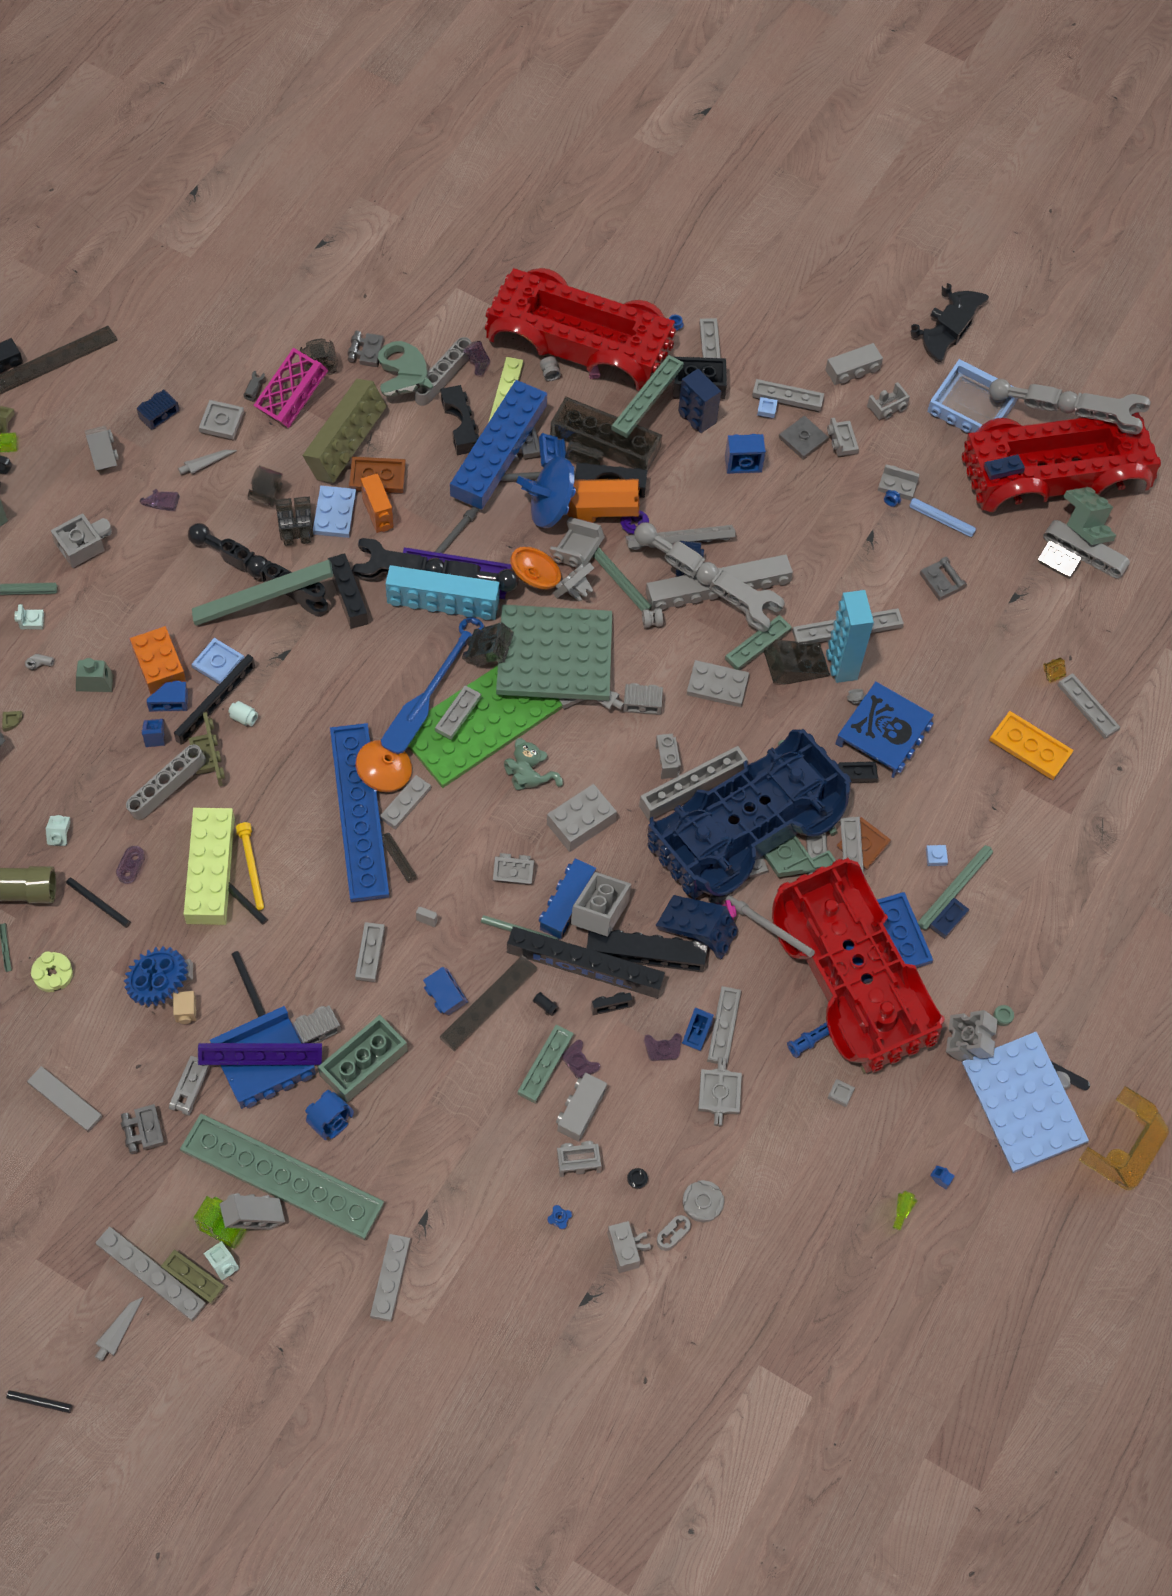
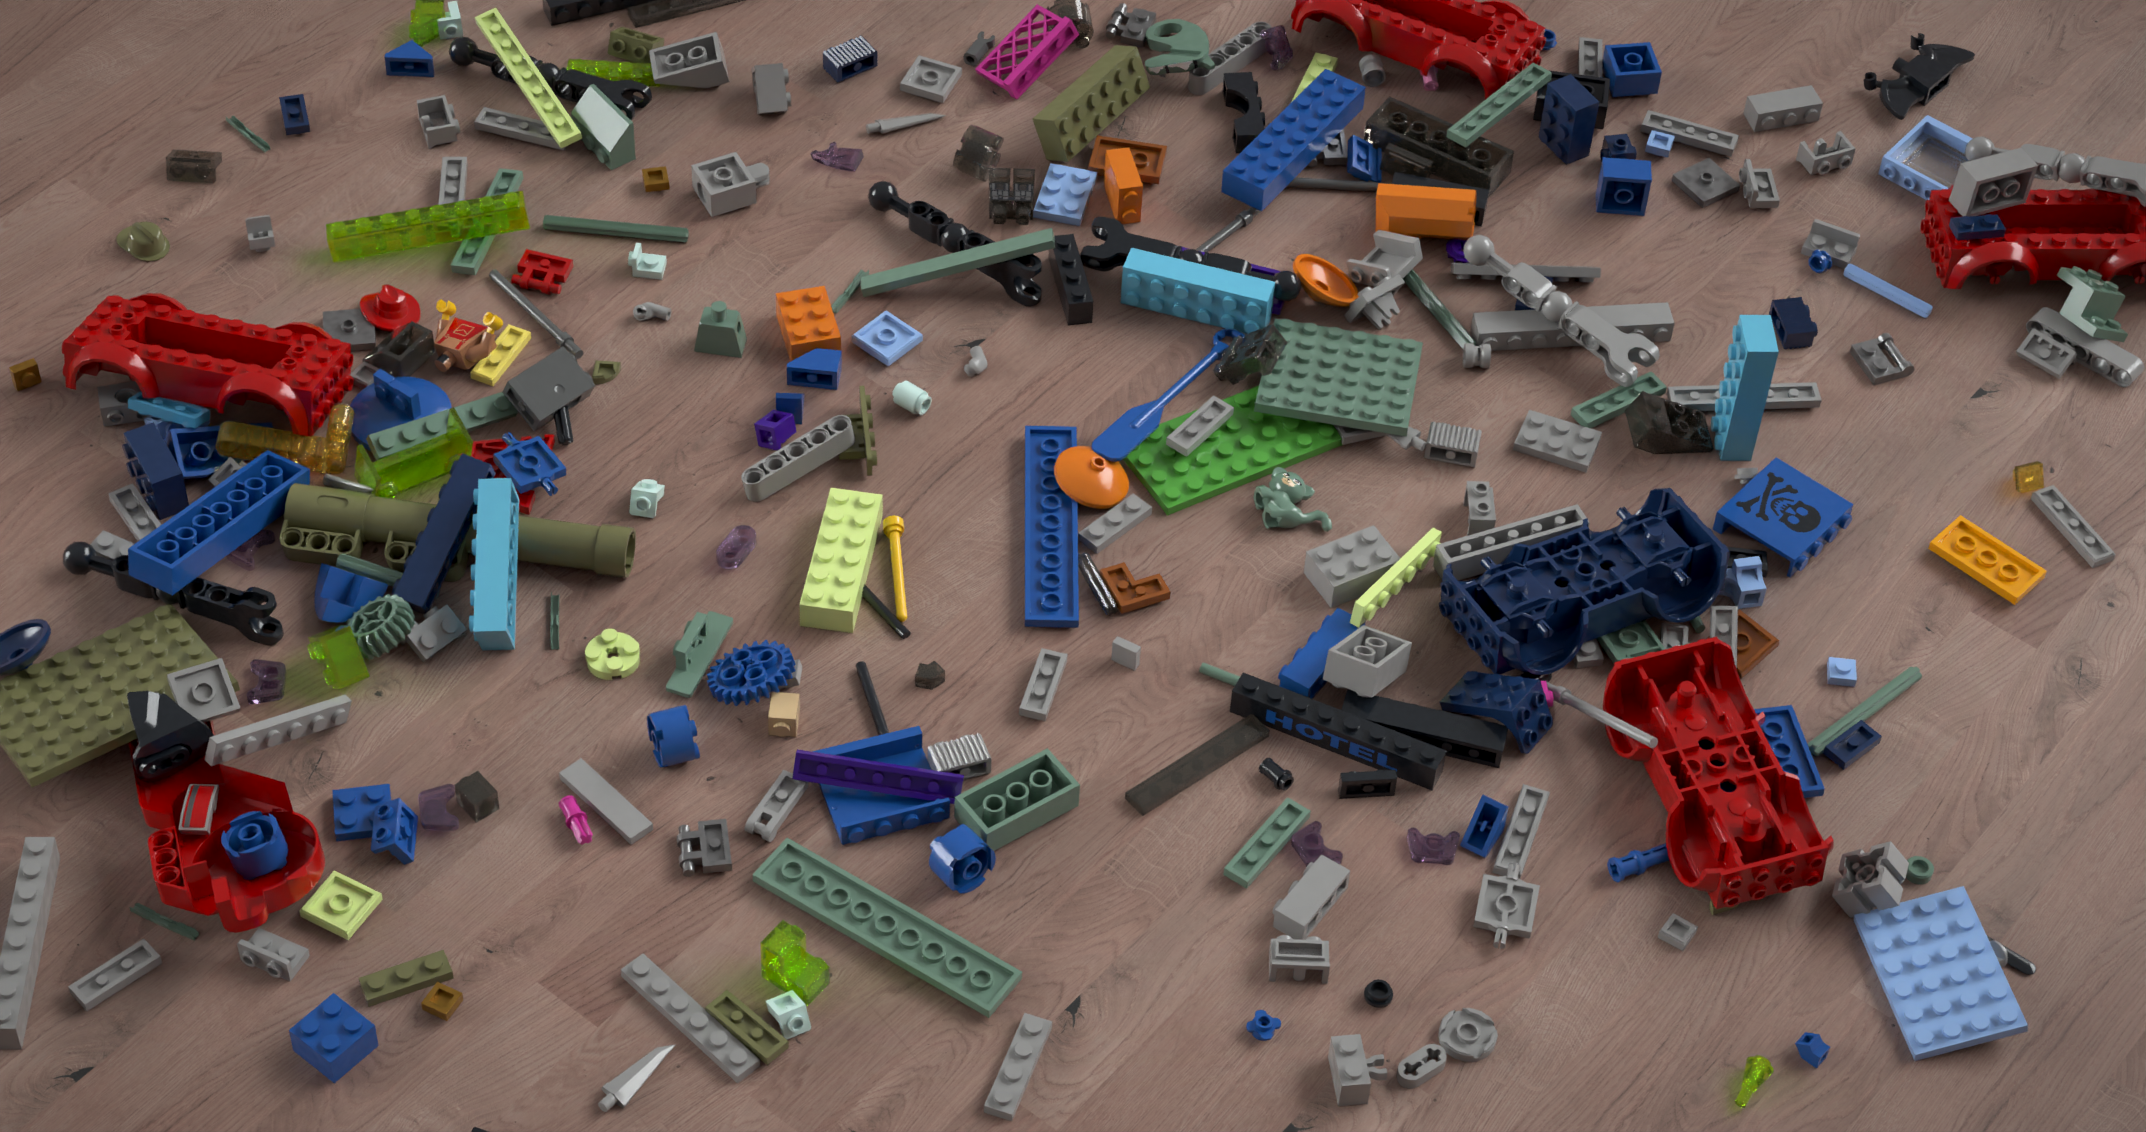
camera: 10 degrees right, 15 degrees down
(25, 540) = (655, 179): none -> pearl gold plate
(37, 431) = (691, 63): none -> light grey slope
(45, 1120) = (576, 819): none -> dark pink axle
(98, 902) = (685, 584): black bar -> none
(106, 1041) = (672, 736): none -> blue brick
(114, 960) = (696, 651): none -> sand green bracket
(145, 756) = (774, 429): none -> dark purple brick
(181, 627) = (843, 298): none -> sand green piece
(219, 694) = (877, 376): black tile -> none
(252, 1212) = (840, 952): light grey brick -> none
(286, 956) = (929, 675): none -> clear smoke piece
(288, 674) = (977, 363): none -> light grey arm
(425, 863) = (1131, 593): none -> dark orange plate
(445, 991) = (1140, 738): blue brick -> none
(513, 869) = (1251, 613): light grey bracket -> none
(550, 492) = (1355, 194): blue bracket -> none
(612, 830) = (1395, 577): none -> yellowish green plate
(737, 421) = (1618, 147): none -> dark blue brick
(740, 344) = (1631, 69): none -> blue brick
(863, 792) = (1745, 583): none -> light blue brick
(877, 556) = (1793, 322): none -> dark blue brick
(1013, 429) = (1993, 182): none -> light grey brick
(1124, 1168) = (2087, 1068): clear yellow windscreen -> none

